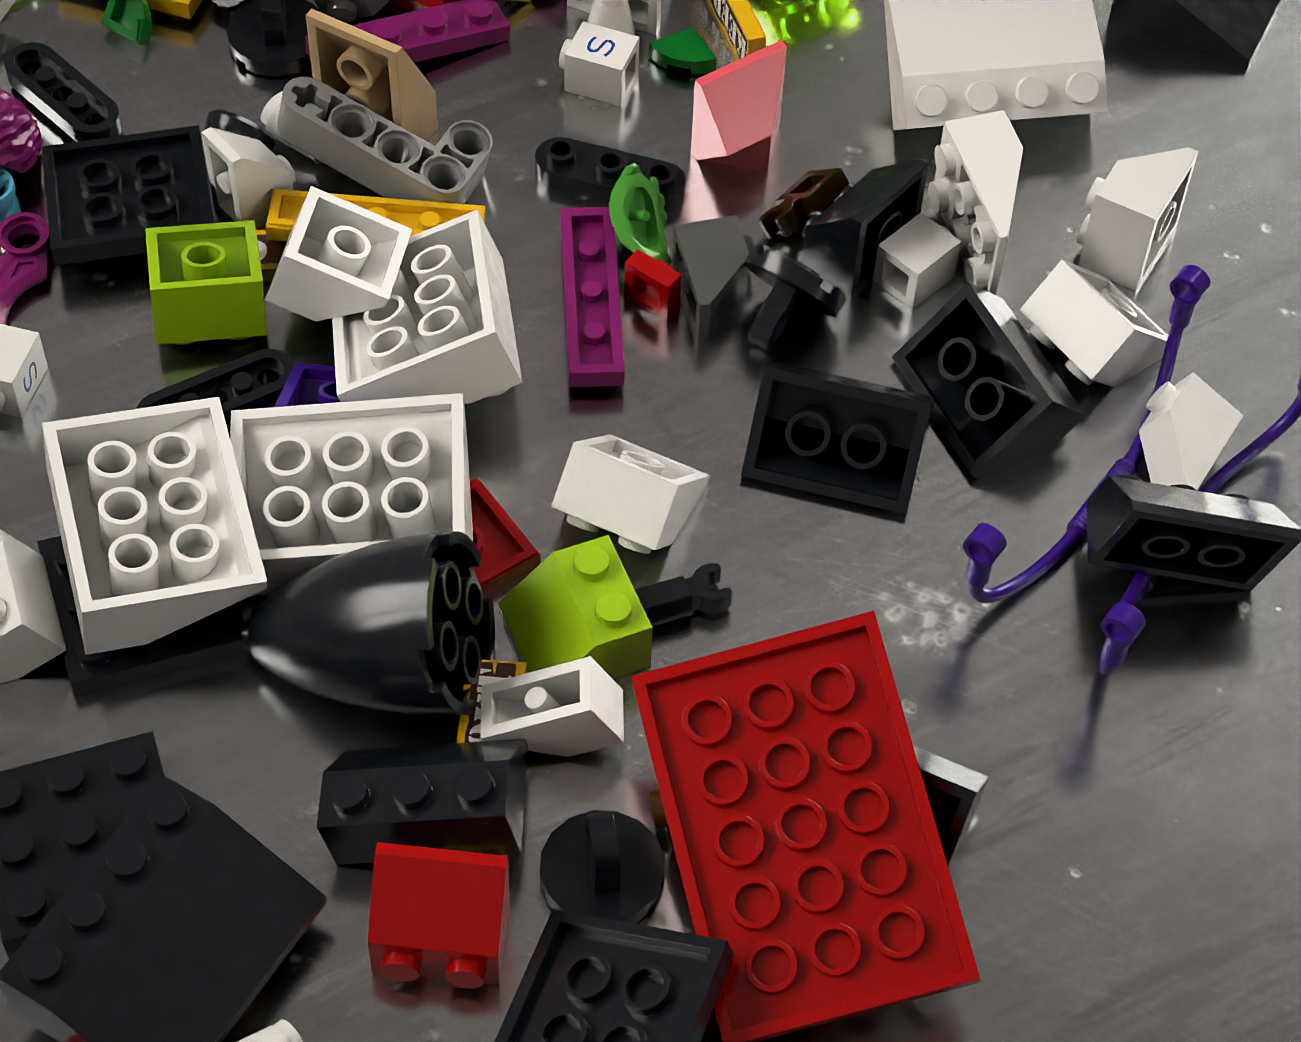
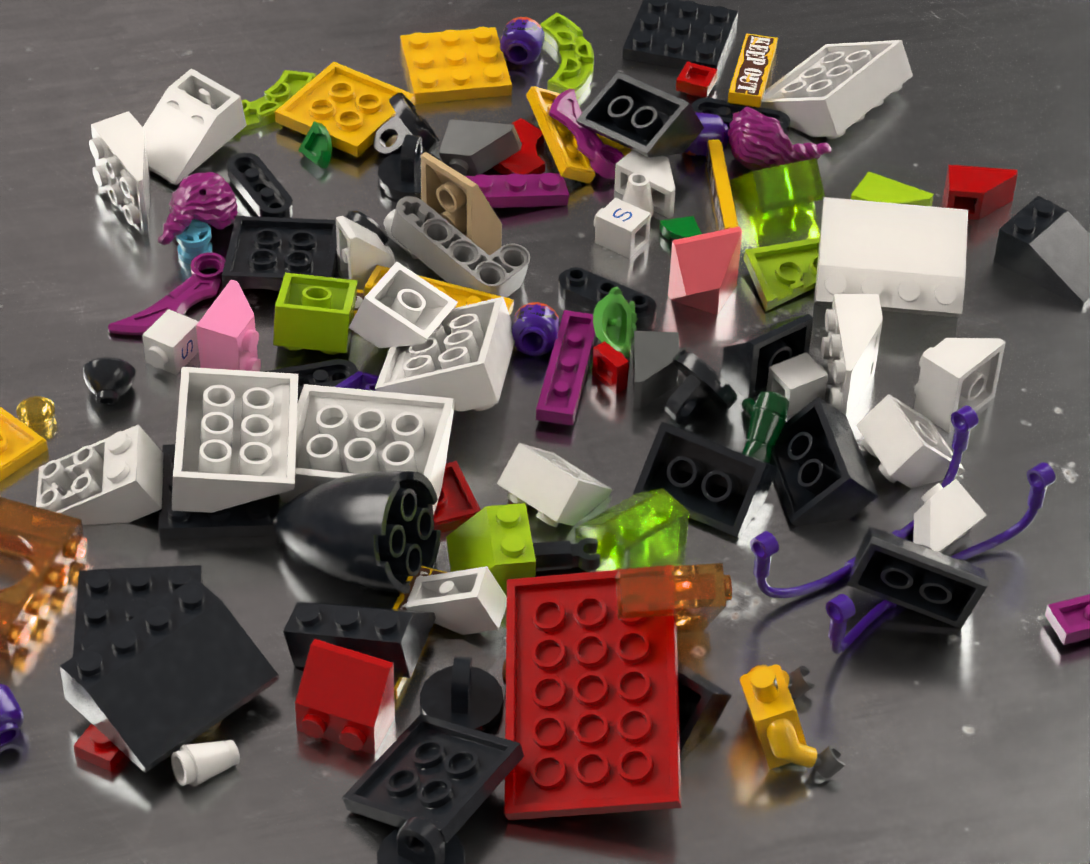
camera: 15 degrees right, 10 degrees down
(93, 351) = (228, 333): none -> bright pink slope
(529, 245) = (535, 329): none -> dark purple head
(767, 535) = (638, 530): none -> clear neon green slope
(808, 195) = (730, 333): dark brown plate -> none
(842, 86) = (783, 270): none -> lime wing
(895, 659) = (685, 591): none -> clear orange arch
(900, 333) = (766, 423): none -> dark green piece
(1068, 802) = (776, 720): none -> yellow torso

